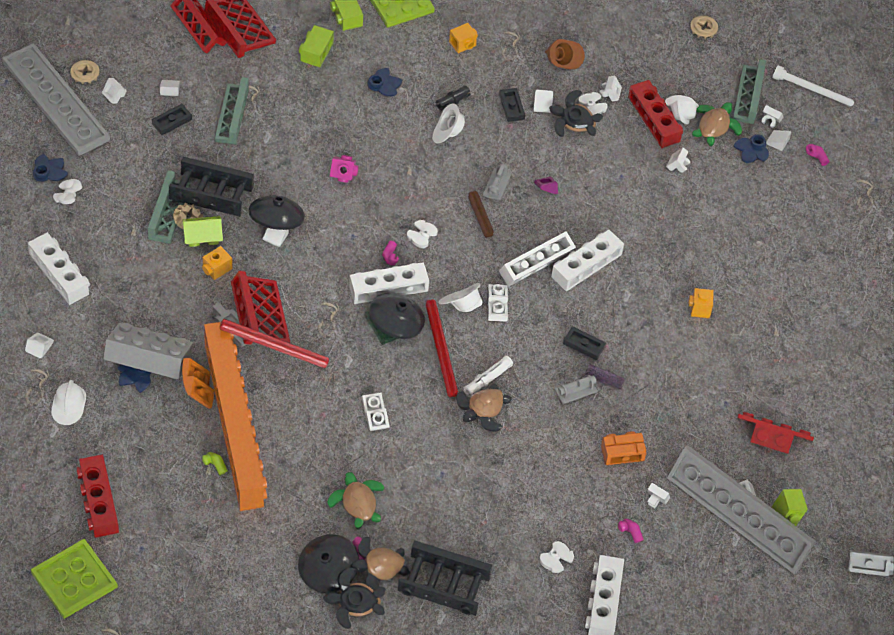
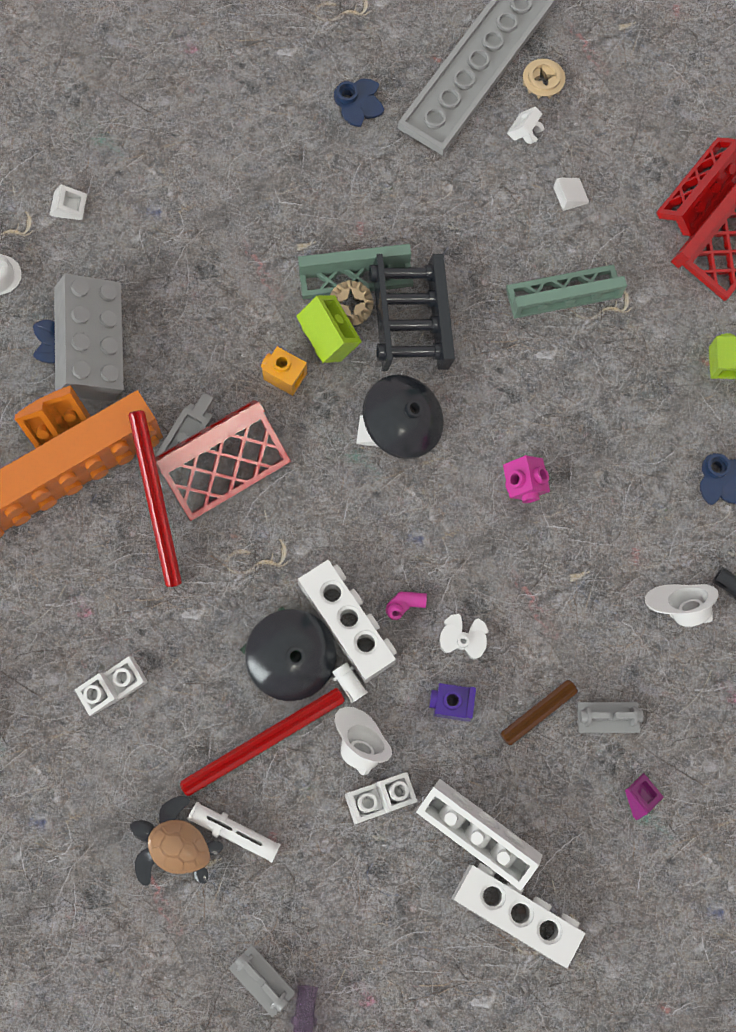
camera: 70 degrees right, 20 degrees up
(59, 268) = (194, 162): white brick -> none
(71, 187) = (338, 140): white piece -> none
(171, 119) = (512, 217): black plate -> none
(425, 294) = (349, 682): none -> white pin
(458, 248) = (462, 711): none -> dark purple brick
(584, 343) = (354, 965): black plate -> none

